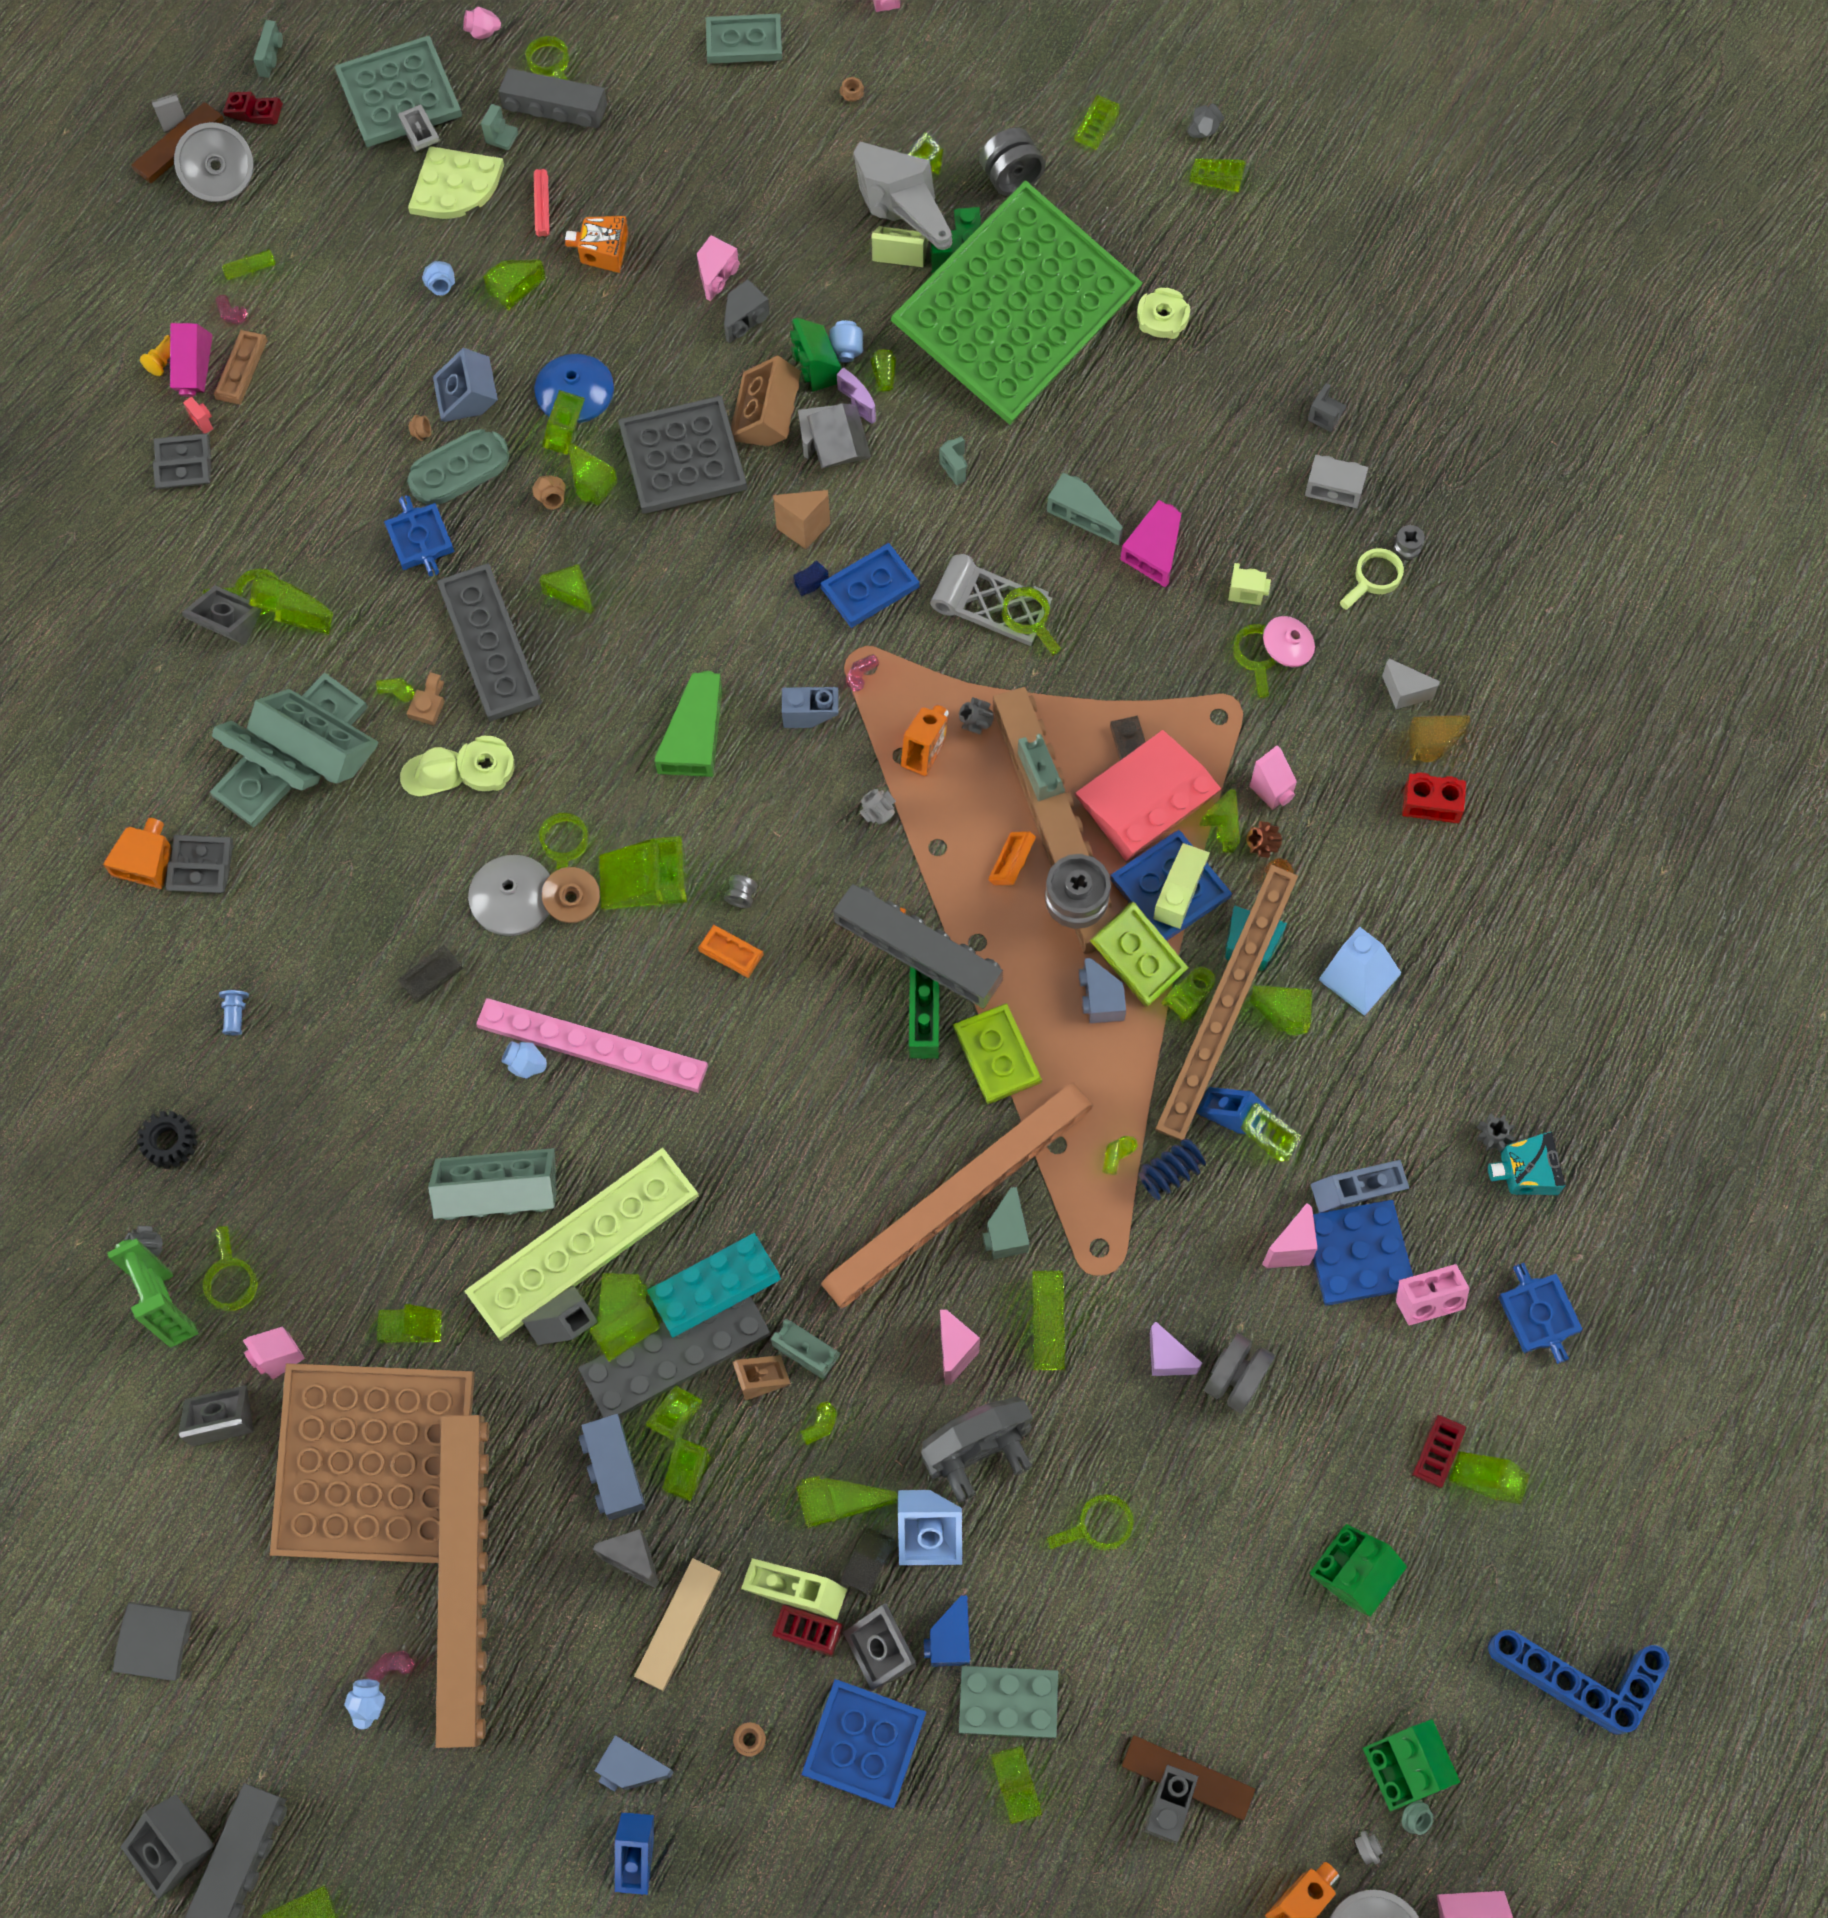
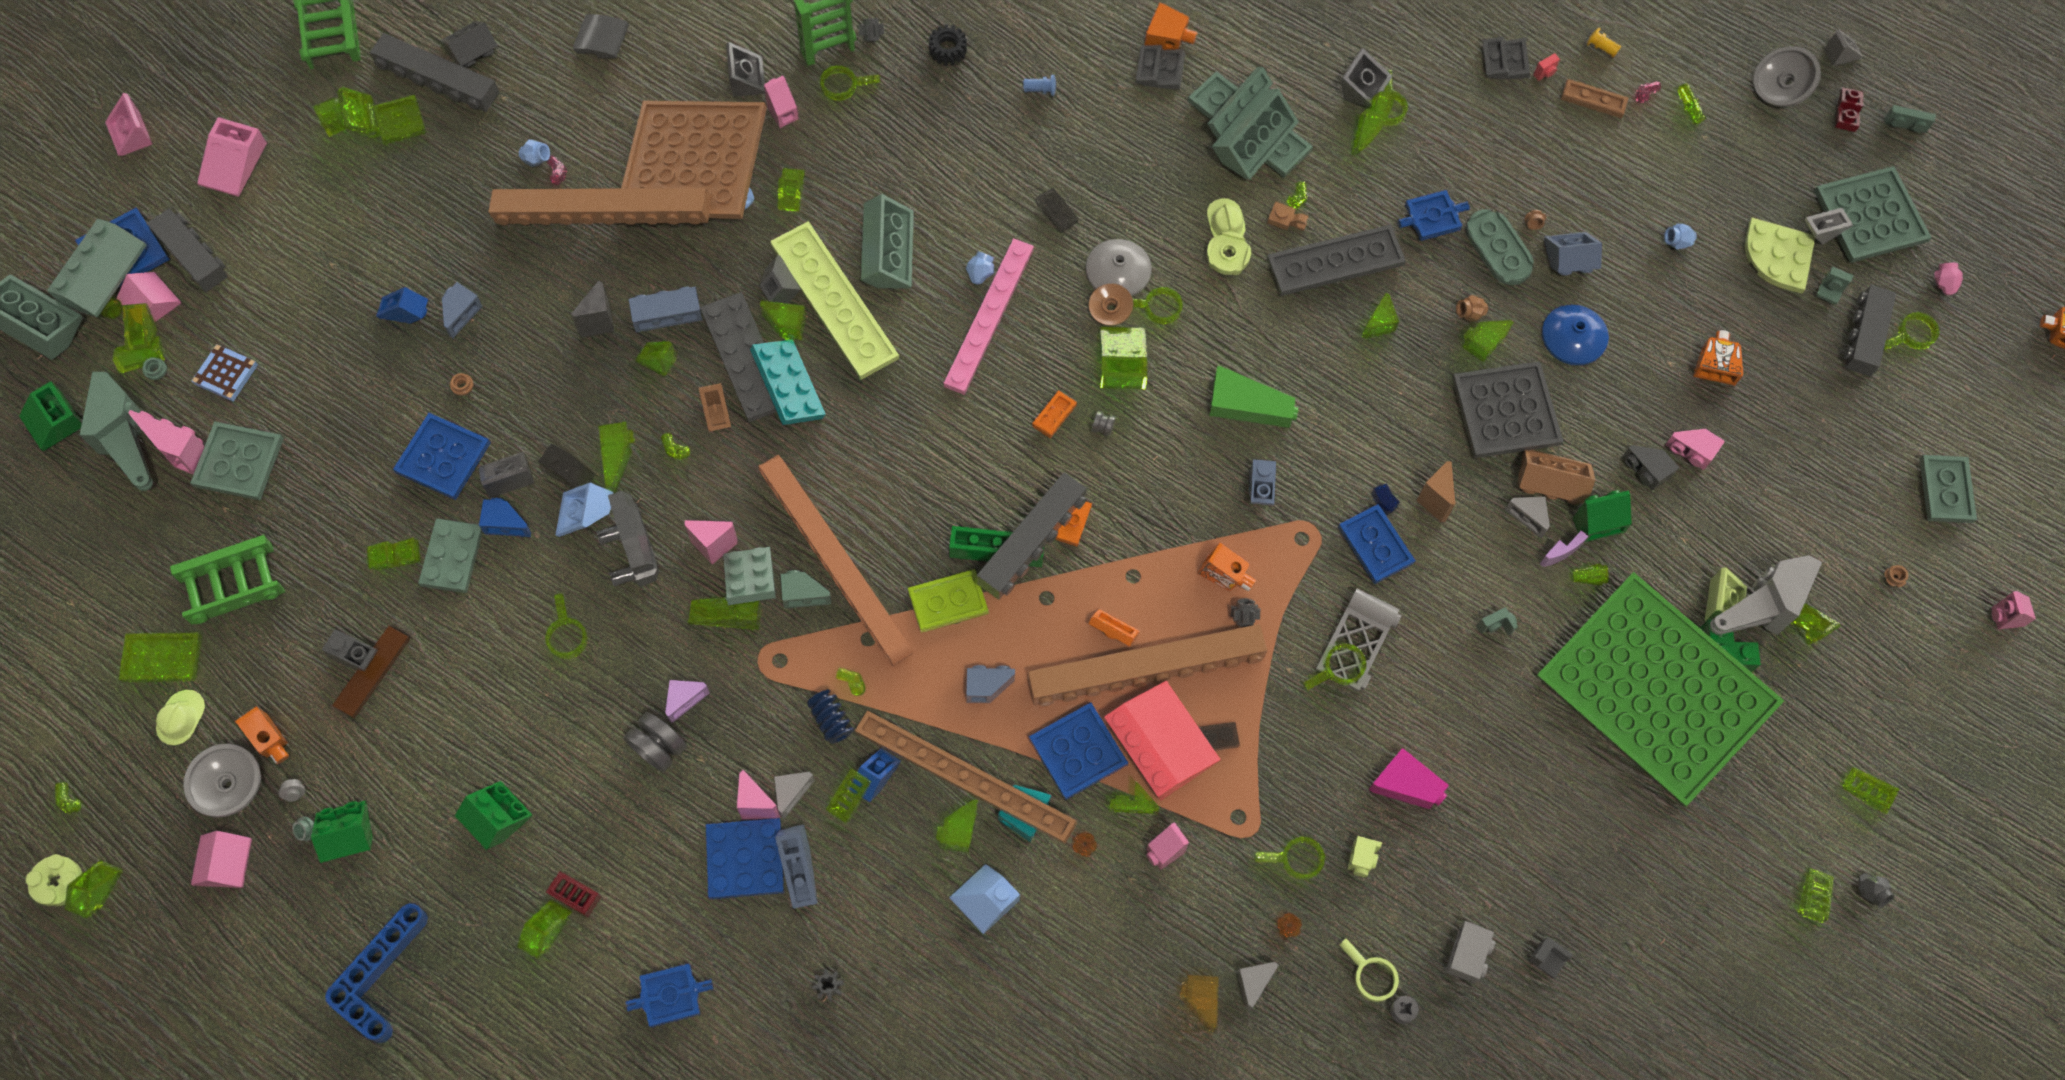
camera: 90 degrees right, 0 degrees up
(161, 155) = (1831, 71): reddish brown tile -> none
(189, 358) = (1598, 60): dark pink slope -> none
(513, 280) = (1678, 291): clear neon green slope -> none
(541, 203) = (1761, 318): coral axle -> none
(563, 422) = (1537, 319): clear neon green slope -> none
(624, 1328) = (760, 317): clear neon green slope -> none
(674, 1413) = (692, 346): clear neon green slope -> none
(677, 1624) = (549, 345): tan tile -> none
(795, 1588) = (556, 419): yellowish green slope -> none
(805, 1348) = (731, 440): sand green hinge -> none
(832, 1639) = (526, 443): dark red slope -> none
(838, 435) = (1519, 529): flat silver slope -> none
(846, 340) = (1619, 545): light blue head -> none
(859, 667) = (1294, 526): clear pink arm -> none
(877, 806) = (1168, 529): light grey gear -> none
(1000, 1290) = (749, 575): none -> sand green plate
(1011, 160) = (1814, 700): flat silver wheel -> none
(1040, 768) = (1186, 650): sand green hinge -> none
(1077, 891) = (1081, 658): flat silver wheel -> none
(1079, 505) = (1451, 721): sand green slope -> none
(1139, 954) = (1016, 714): lime tile -> none
(1158, 325) = (1643, 829): yellowish green plate -> none
(1180, 885) = (1073, 753): yellowish green slope -> none
(1187, 997) = (977, 749): clear neon green piece -> none
(1264, 839) = (1113, 832): copper gear -> none
(1269, 1206) = (790, 790): none -> light grey slope
(1283, 647) = (1293, 883): bright pink dish -> none
(1339, 650) = (1294, 921): none -> clear orange plate
(1432, 1294) = (695, 905): bright pink brick -> none
(1434, 805) = (1136, 985): red brick -> none
(1530, 1167) = (794, 1009): teal torso -> none

